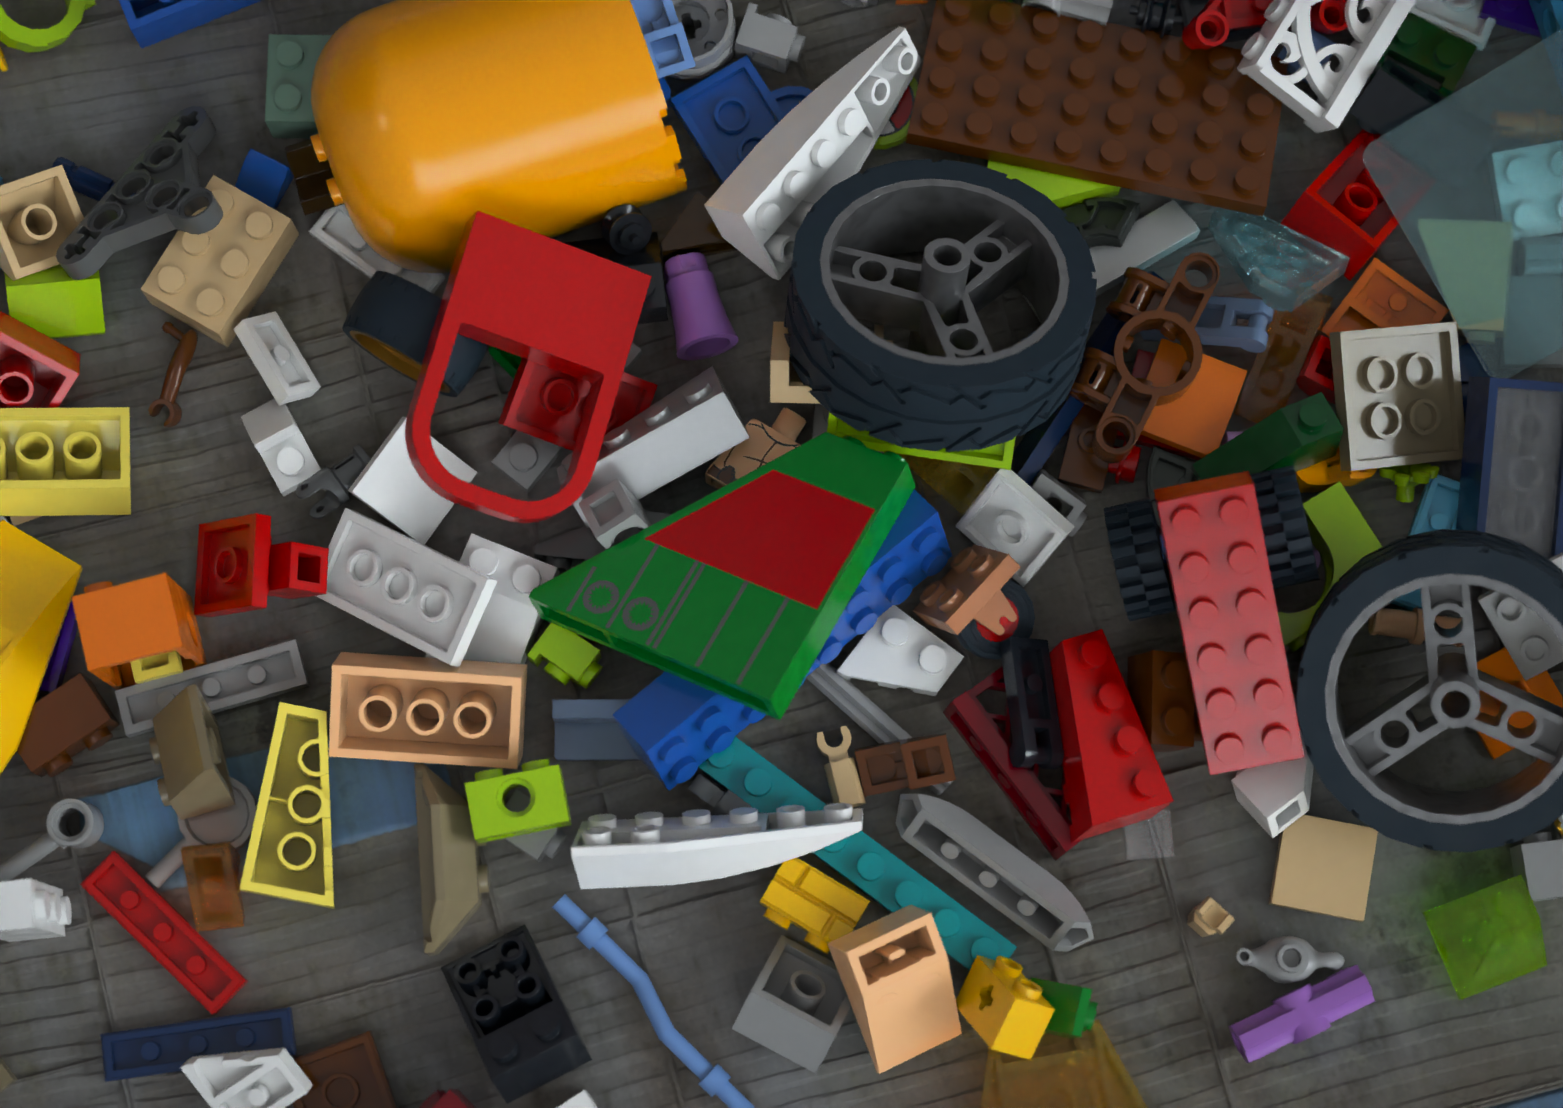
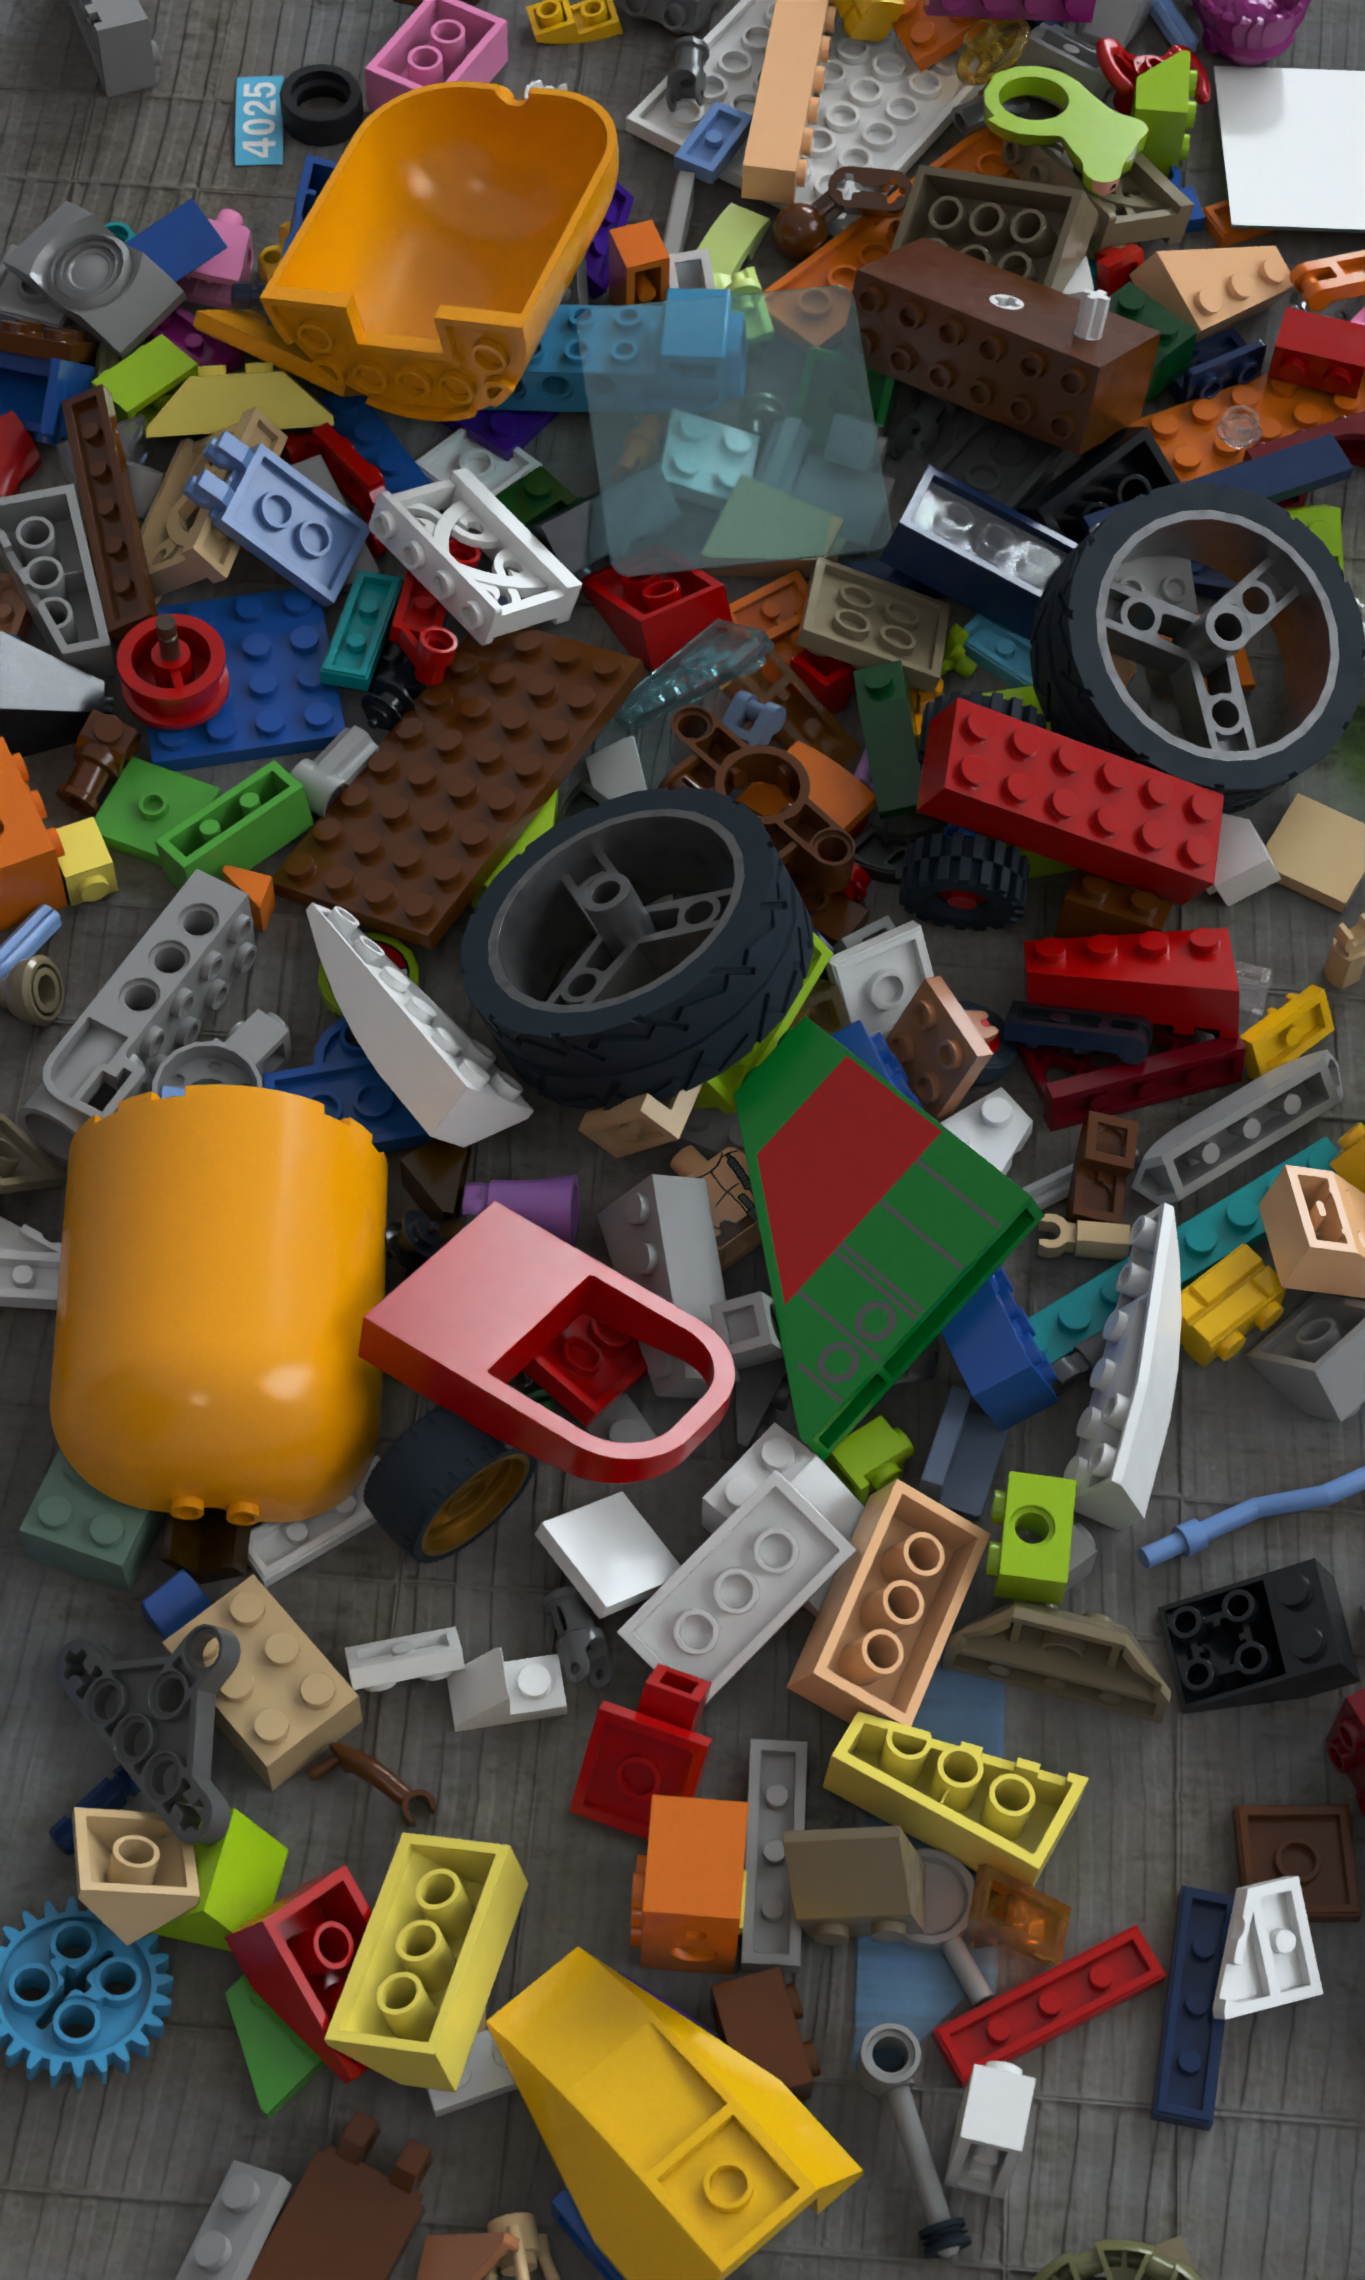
camera: 70 degrees left, 20 degrees down
(1109, 886) = (1287, 1031): none -> yellow plate

